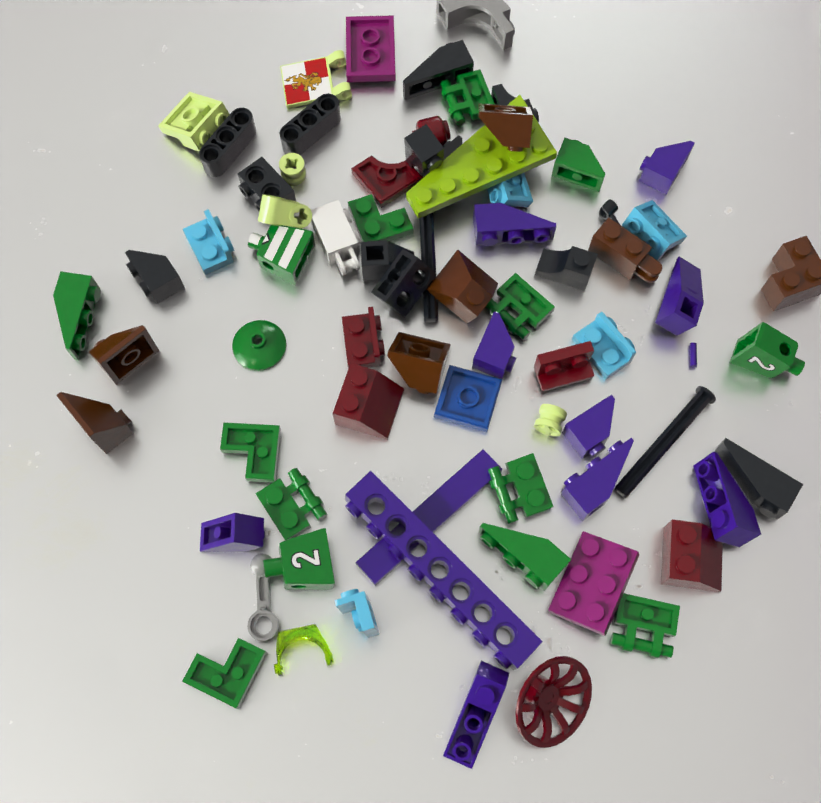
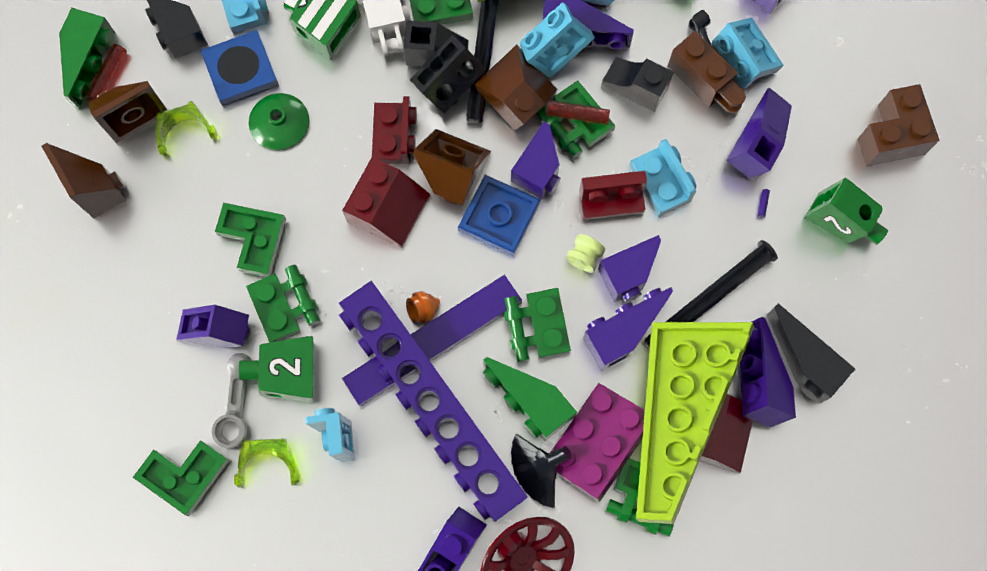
camera: 10 degrees right, 5 degrees up
(98, 324) = (107, 71): none -> clear red piece
(163, 355) = (170, 118): none -> clear neon green helmet
(216, 303) = (239, 67): none -> blue tile
(415, 488) = (422, 307): none -> orange plate
(491, 242) = (555, 41): none -> medium azure bracket
(521, 299) = (578, 112): none -> clear red piece
(544, 615) = (537, 469): none -> black hand
(664, 525) = (684, 393): none -> lime wing

